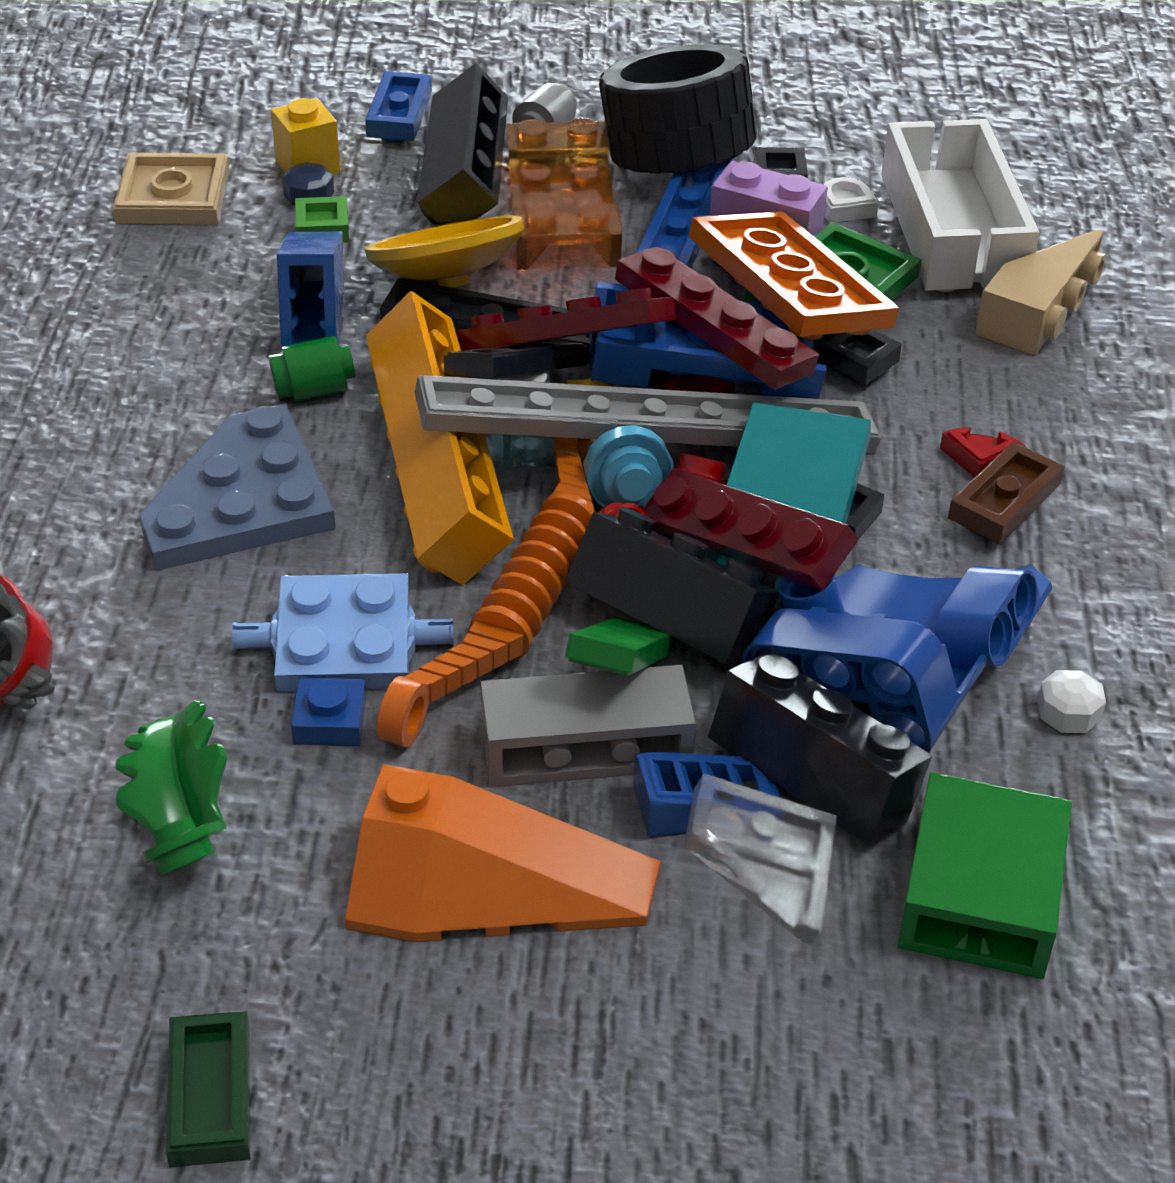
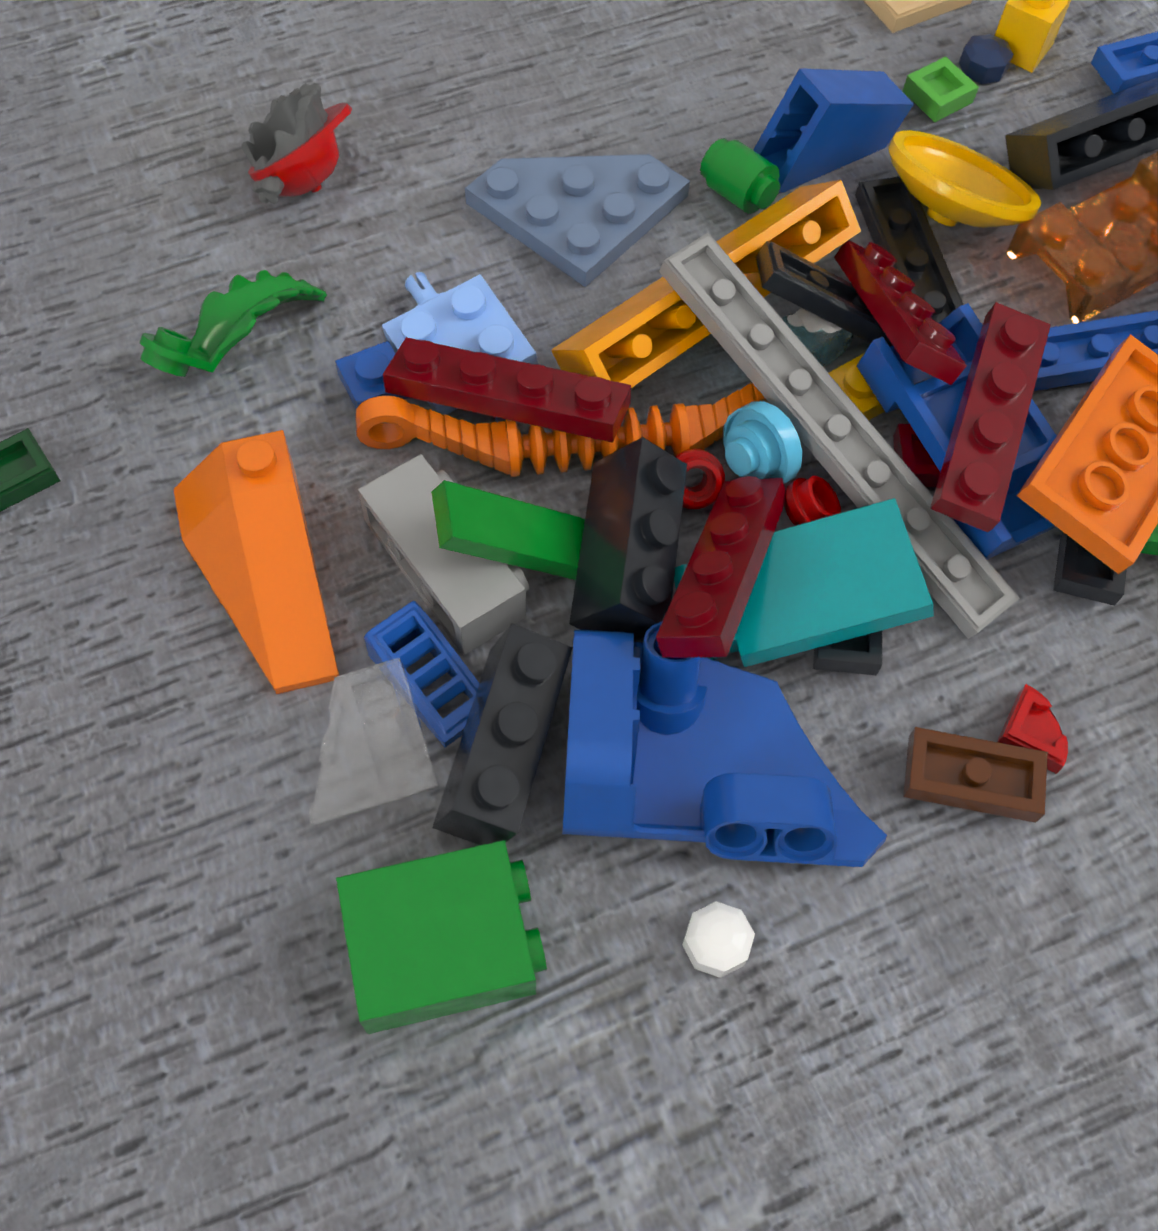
camera: 60 degrees right, 20 degrees up
(450, 595) = (508, 389): none -> dark red plate

